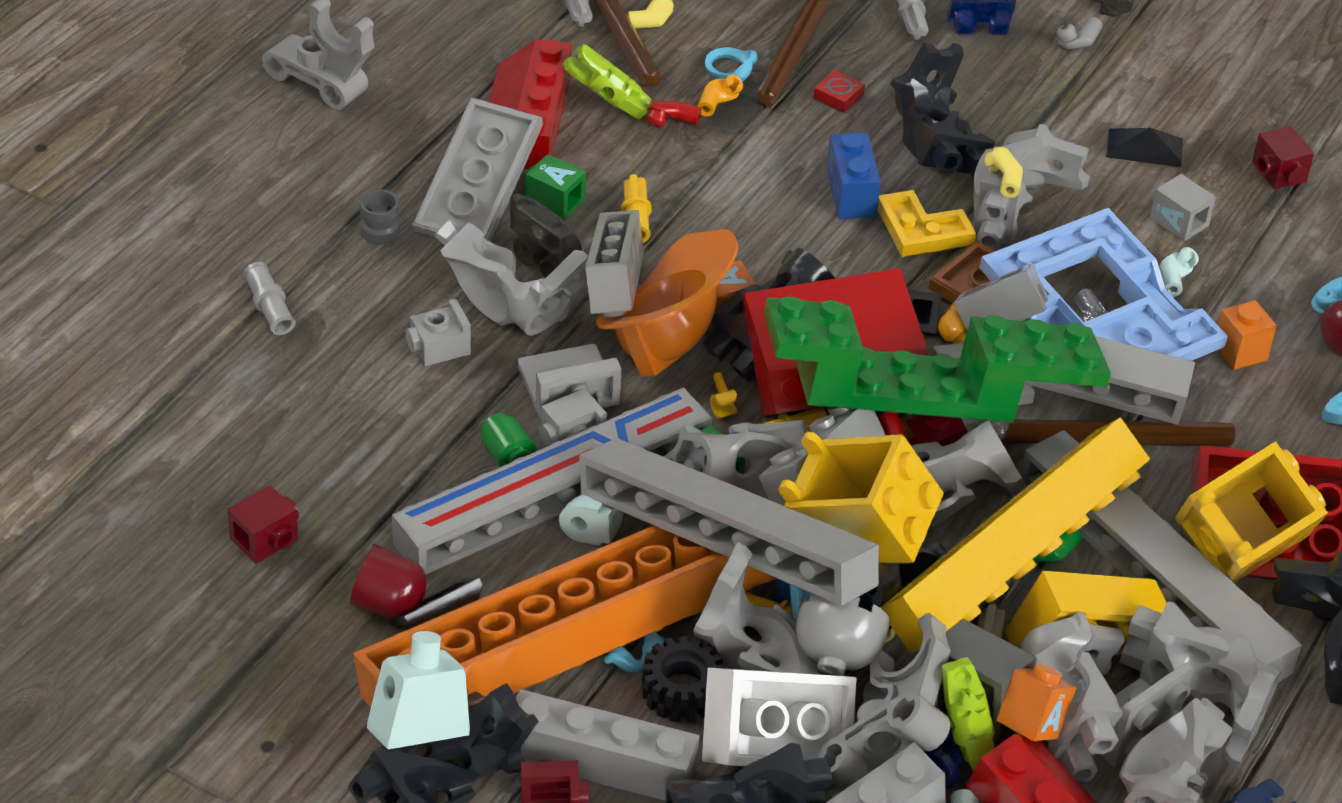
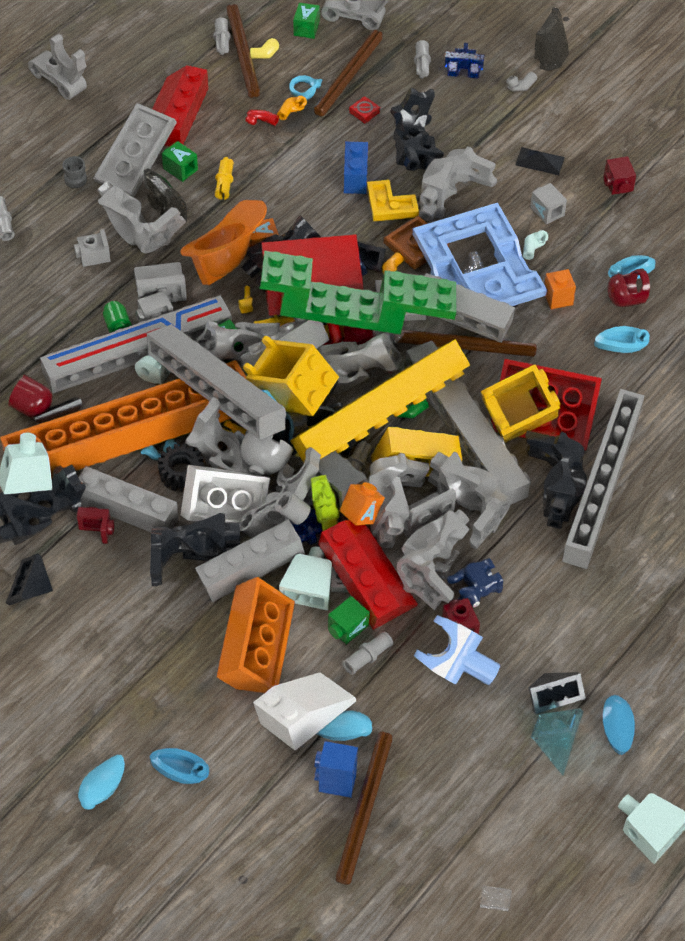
camera: 10 degrees right, 10 degrees up
(608, 81) = (224, 95): lime hinge -> none
(615, 263) = (197, 214): light grey brick -> none
(1010, 296) = (418, 257): light grey hinge -> none
(1012, 171) = (436, 170): light yellow arm -> none

